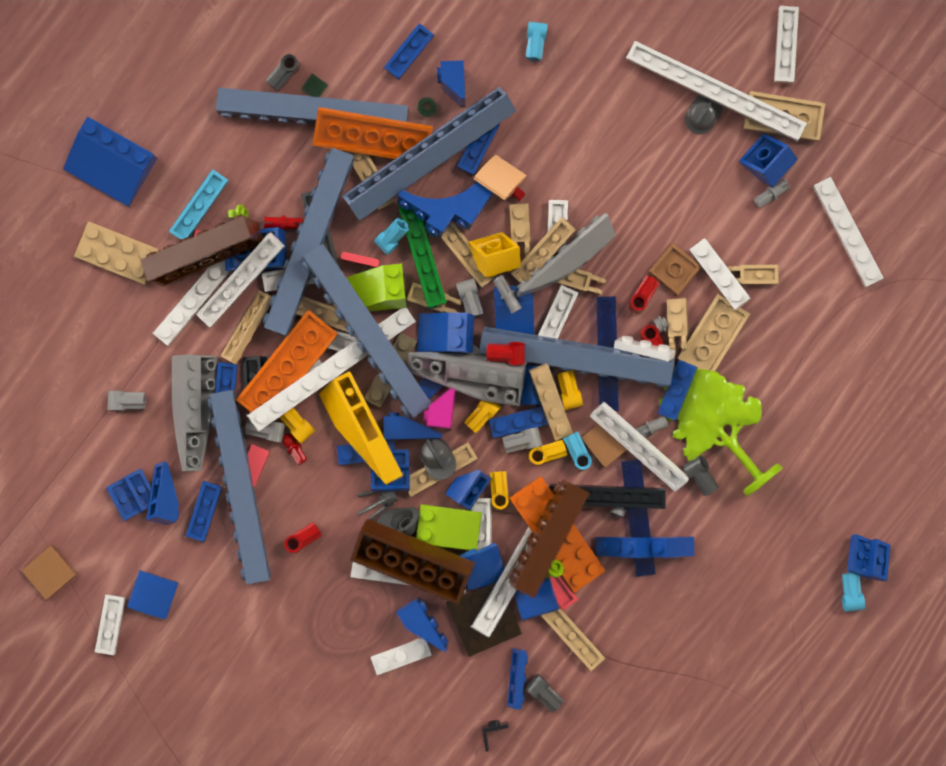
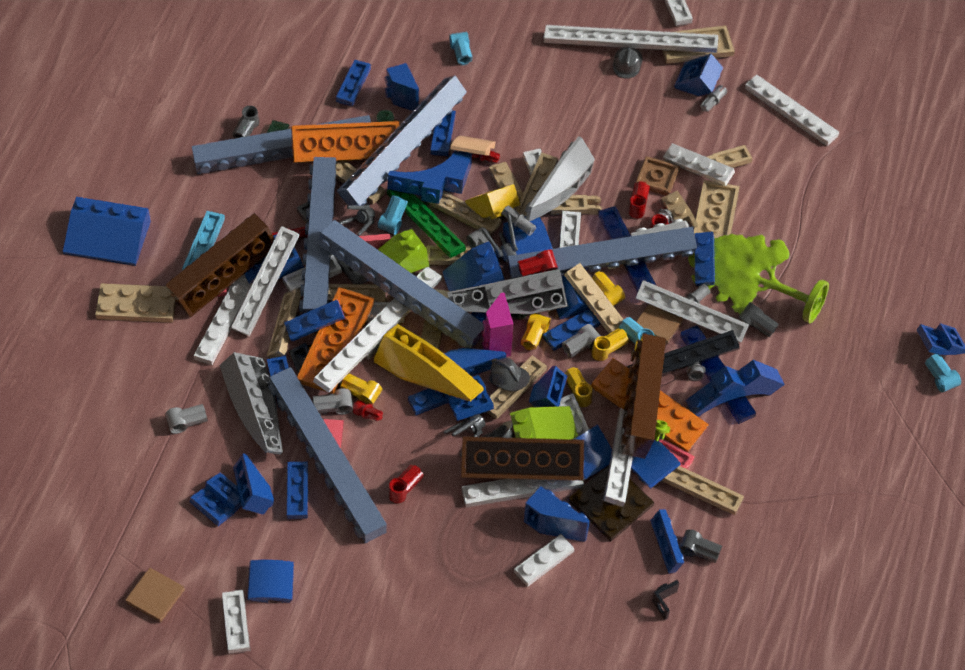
camera: 25 degrees left, 30 degrees down
(271, 343) = (314, 320): none -> blue plate
(363, 226) = (364, 215): none -> dark grey plant
(488, 318) = (506, 249): none -> dark grey plant

